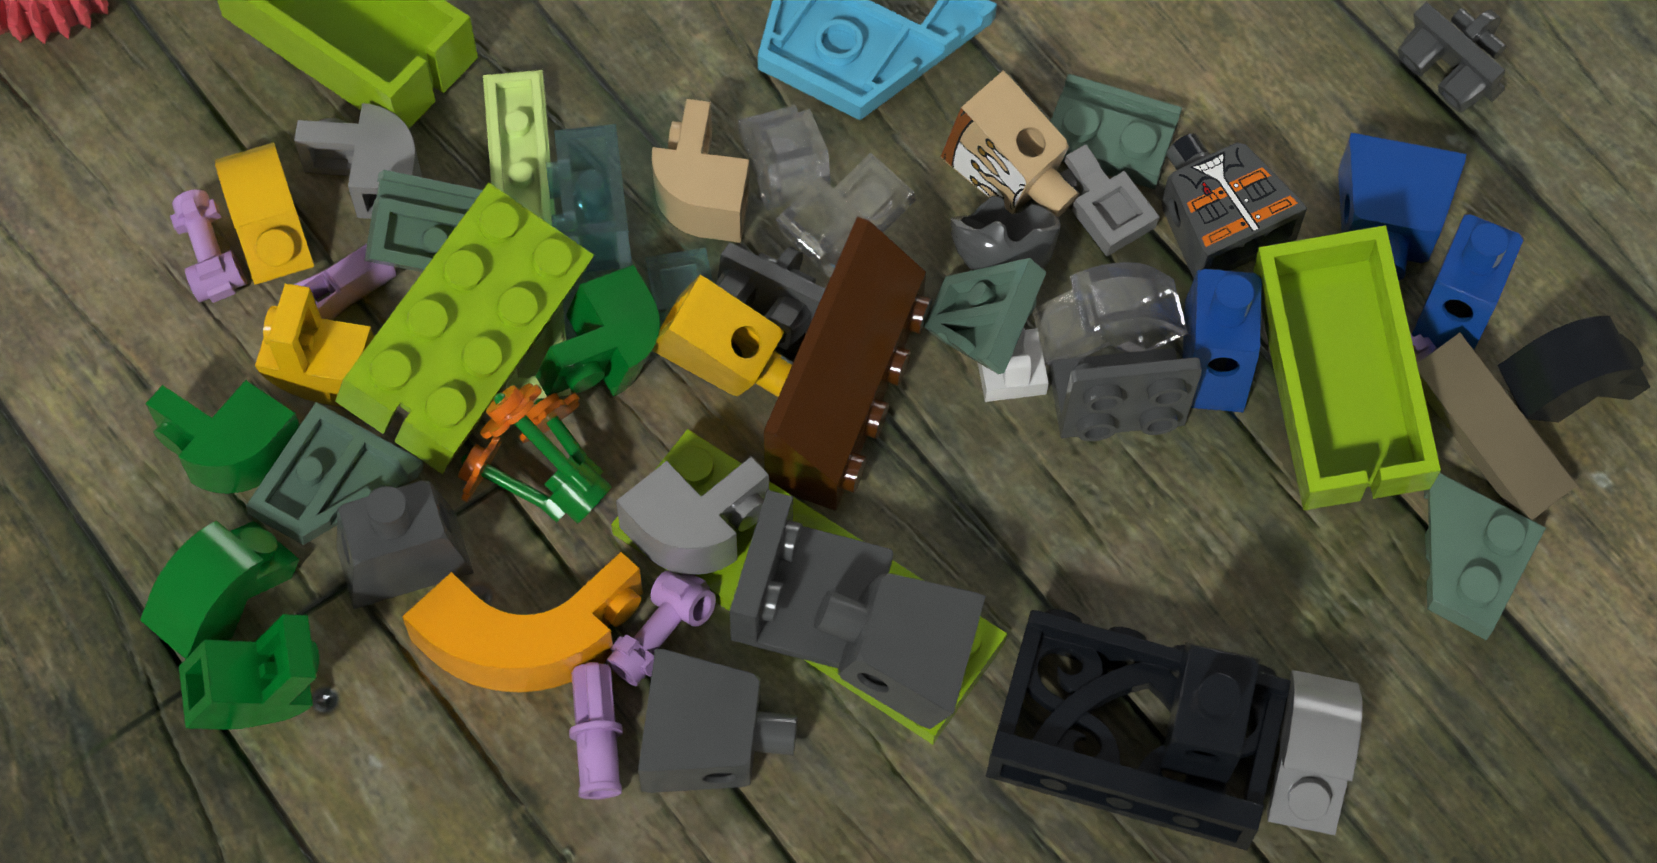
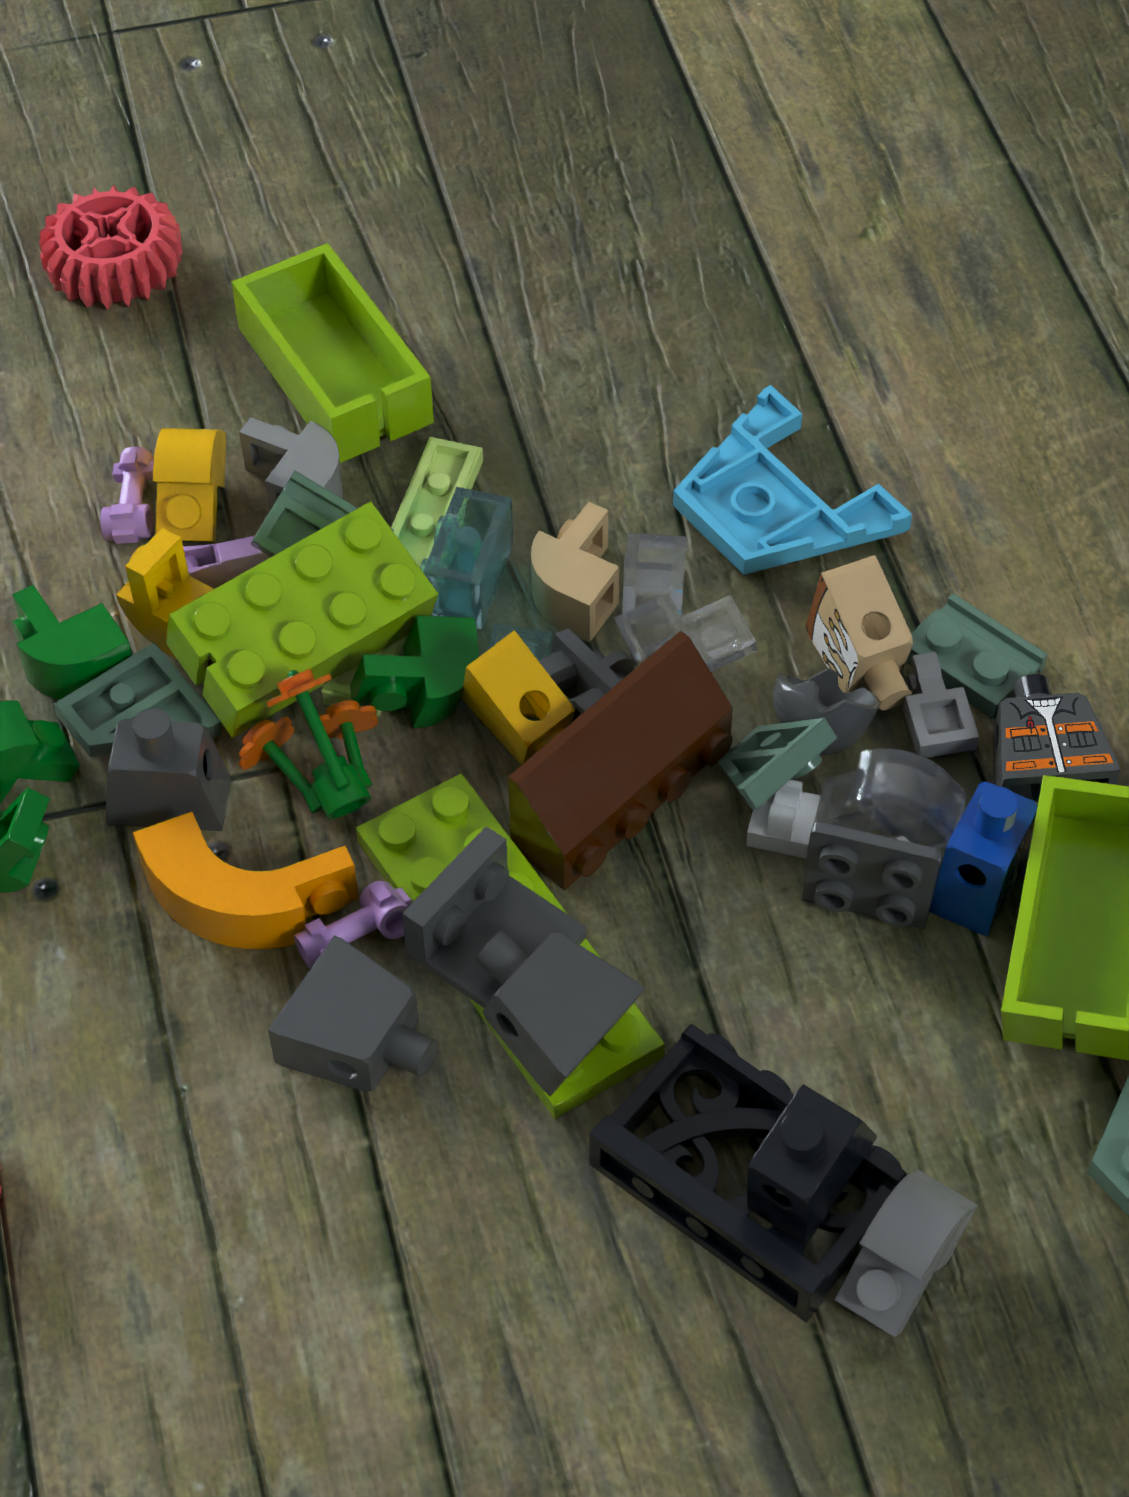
camera: 25 degrees right, 10 degrees down
(595, 731) = (255, 993): lavender axle -> none
(691, 530) = (407, 843): light grey brick -> none

